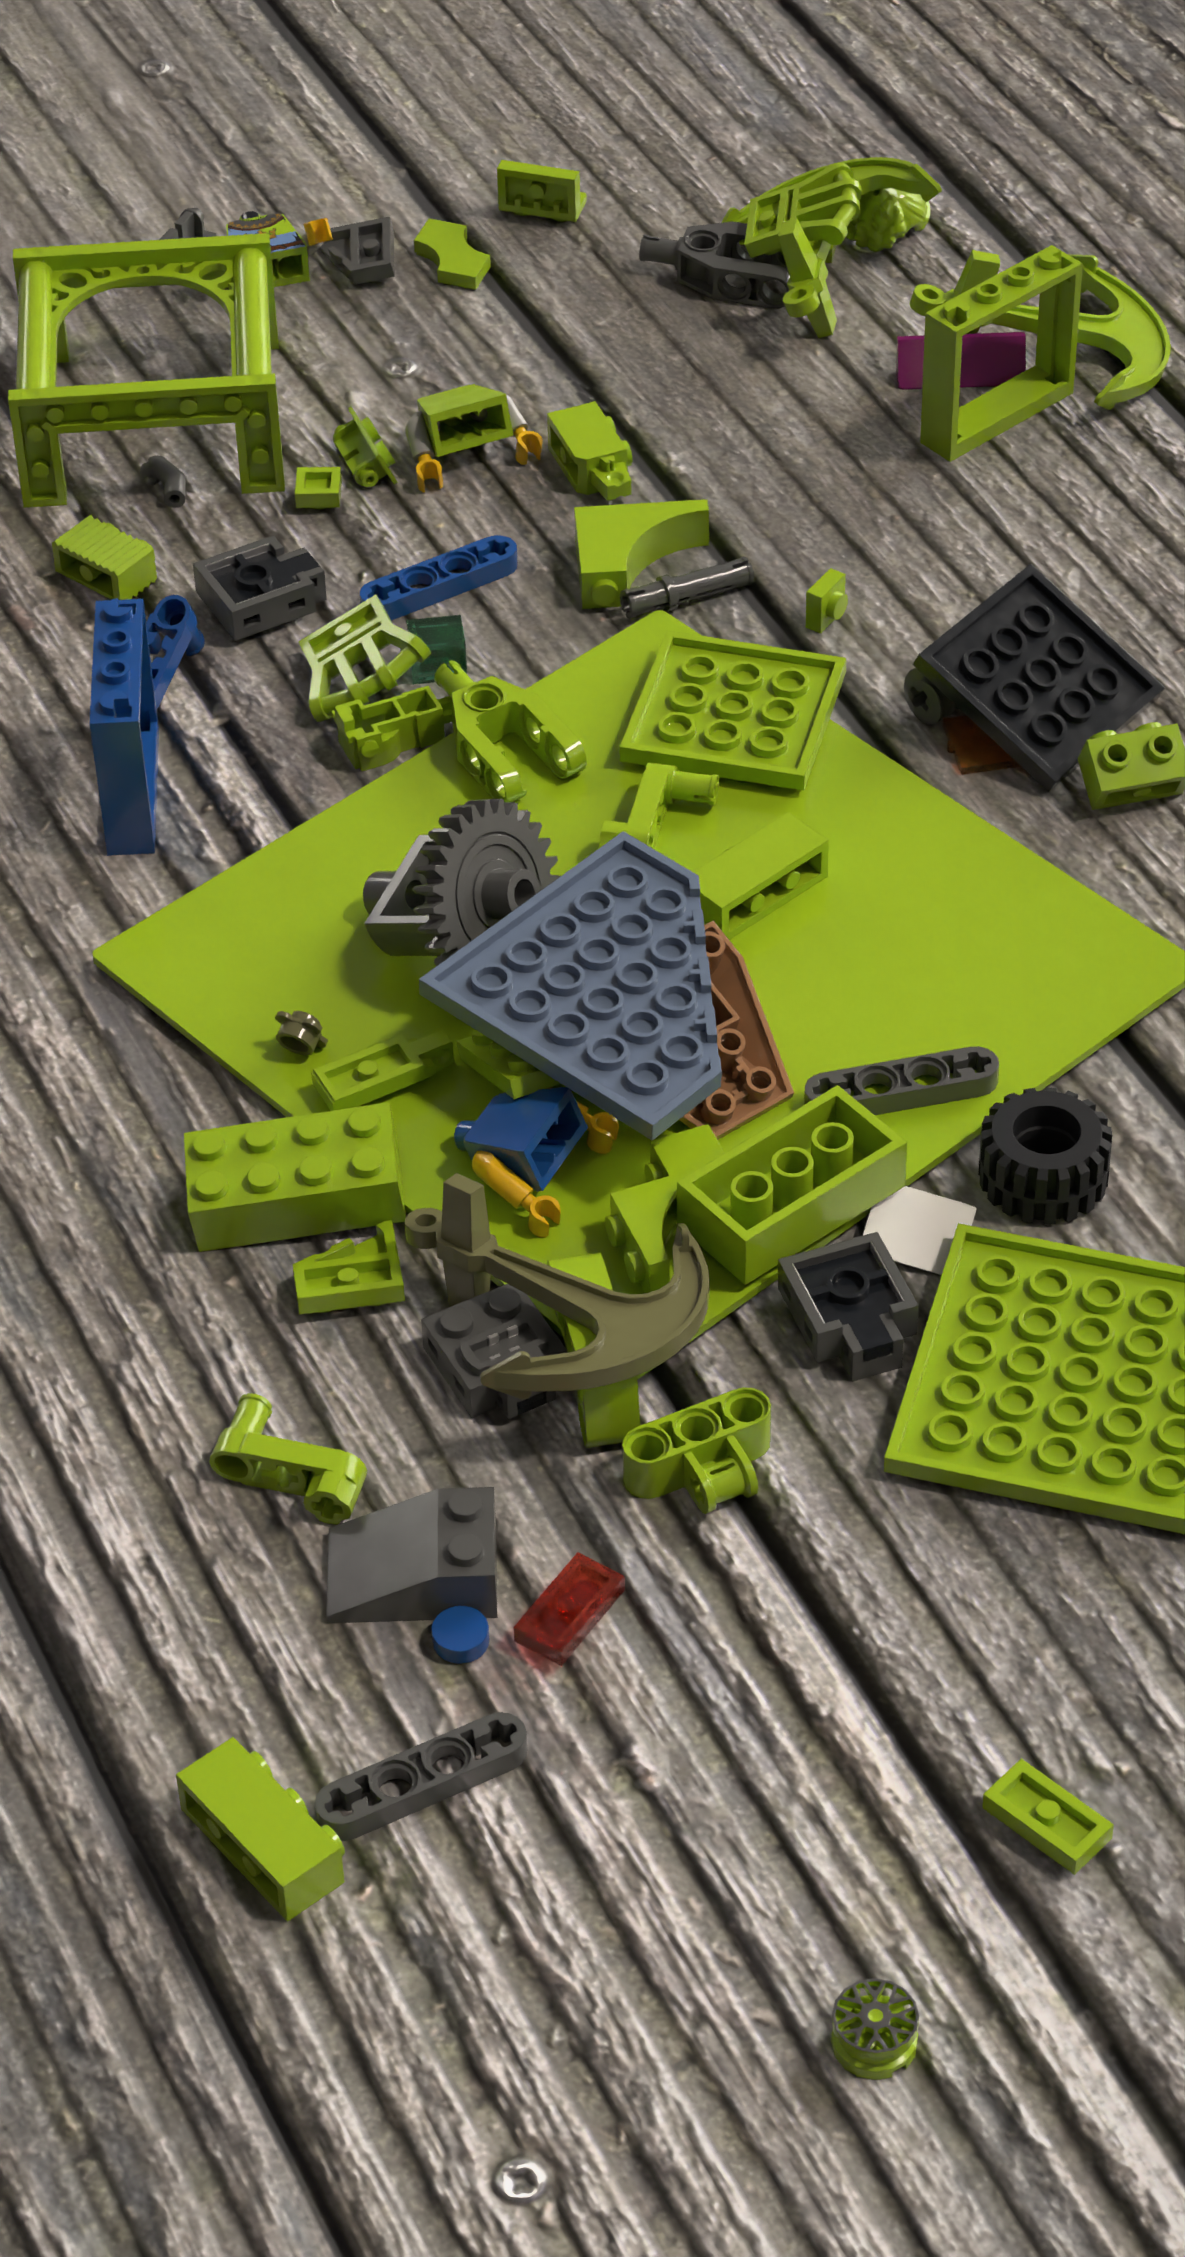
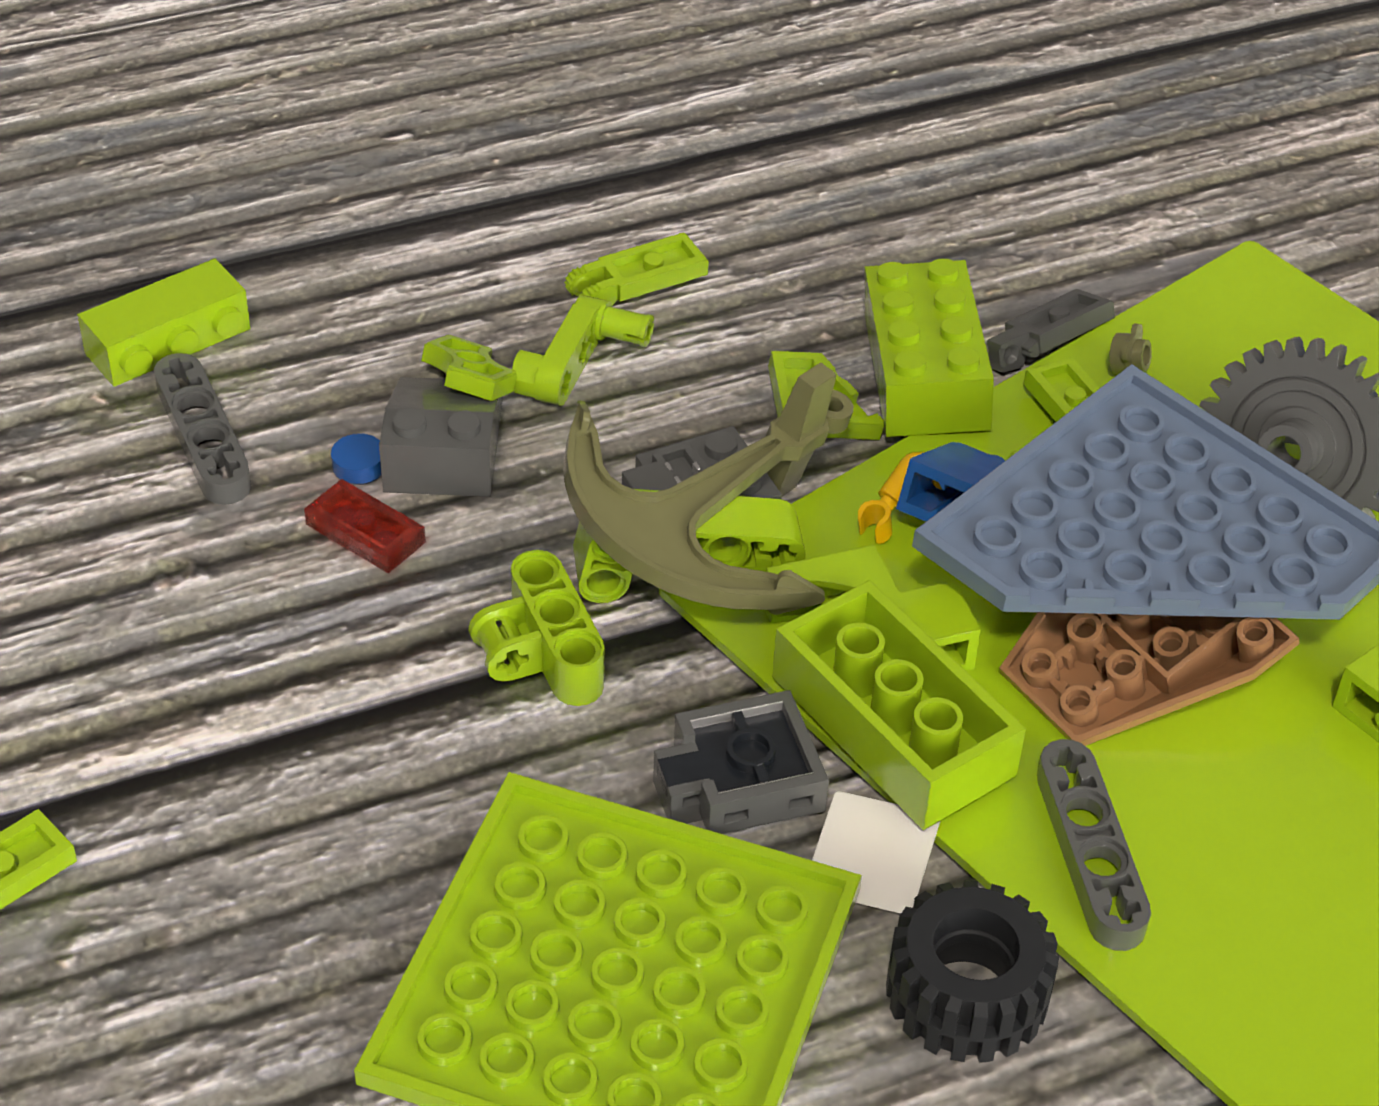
camera: 90 degrees right, 0 degrees up
(149, 1421) = (639, 270): none -> lime hinge
(229, 1090) = (1047, 327): none -> dark grey hinge
(309, 1555) = (469, 367): none -> lime tile

